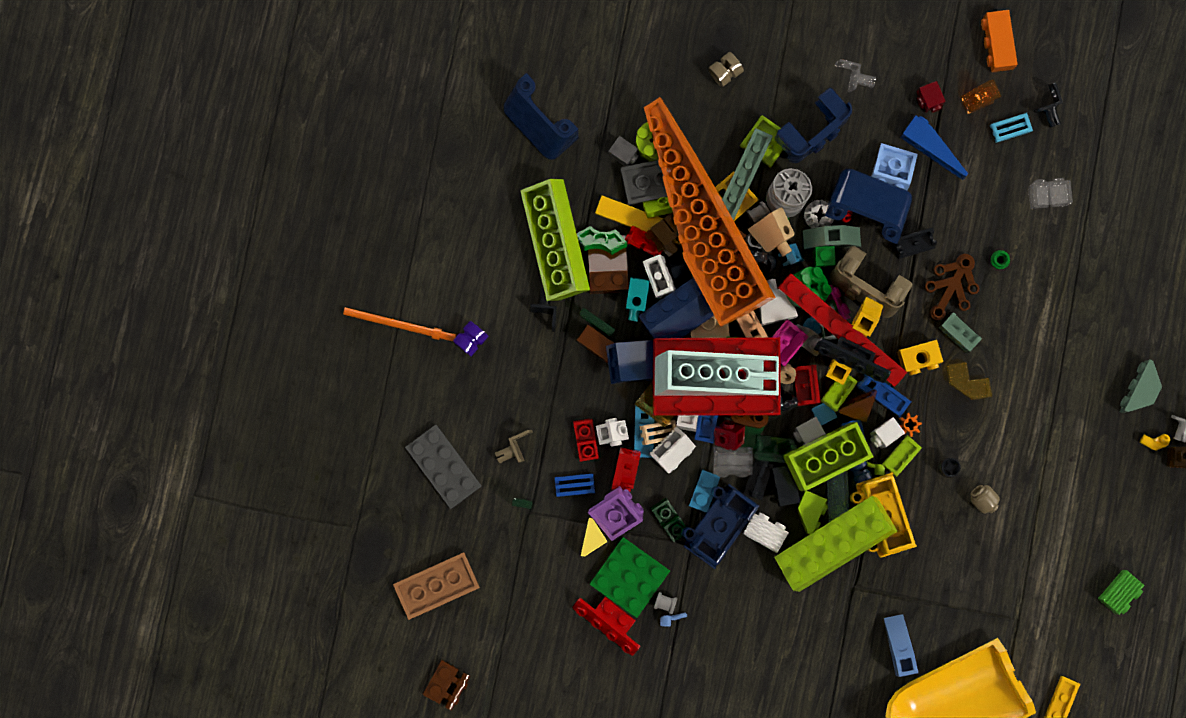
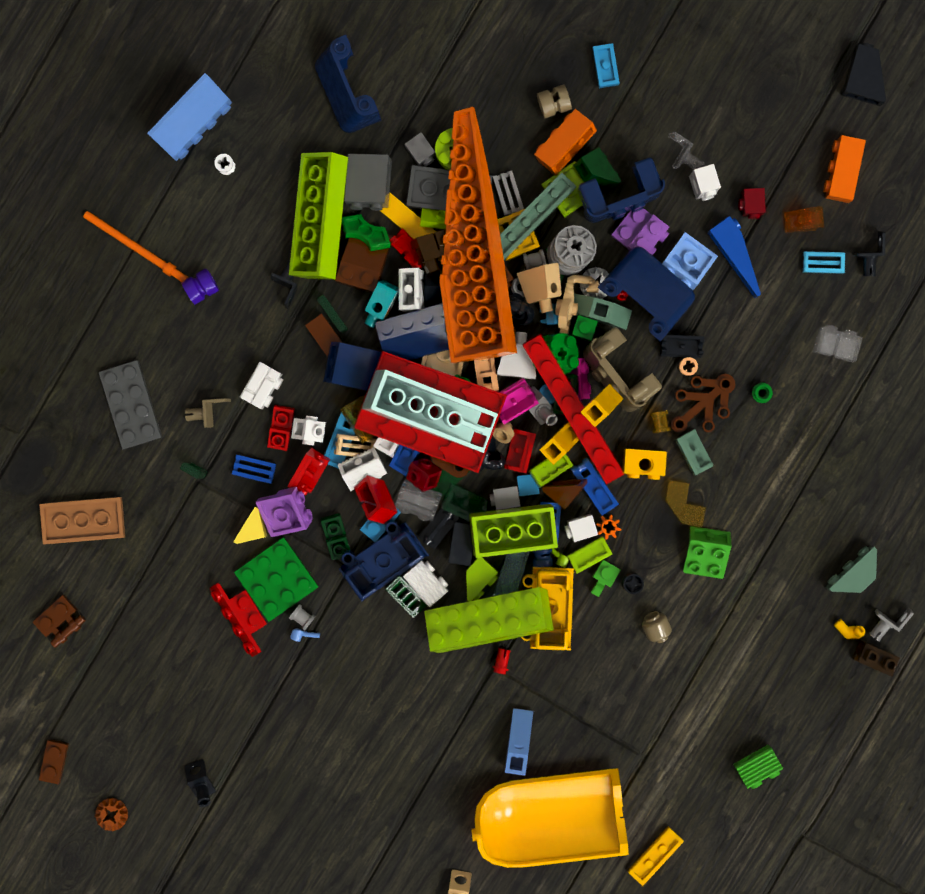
camera: 20 degrees right, 5 degrees up
(412, 193) = (190, 117): none -> medium blue slope
(449, 220) = (222, 159): none -> white bush
(555, 408) = (261, 386): none -> white brick
(587, 195) = (368, 181): none -> dark grey brick
(696, 472) = (375, 499): none -> red piece
(704, 150) = (503, 176): none -> light grey tile
(735, 549) = (390, 589): none -> slope
(748, 101) = (565, 142): none -> orange brick
(759, 23) = (606, 65): none -> dark azure plate
(783, 112) = (597, 166): none -> dark green slope
(803, 243) = (567, 307): none -> tan animal
(842, 155) = (641, 230): none -> medium lavender plate
(854, 356) = (573, 440): black bracket -> none
(858, 579) = (502, 661): none -> red pin
(883, 94) = (705, 182): none -> white brick
(920, 316) = (660, 421): none -> clear yellow bush
(921, 257) = (683, 362): none -> light nougat bush
(922, 469) = (605, 575): none -> bright green plate
(1005, 417) = (707, 552): none -> bright green bracket

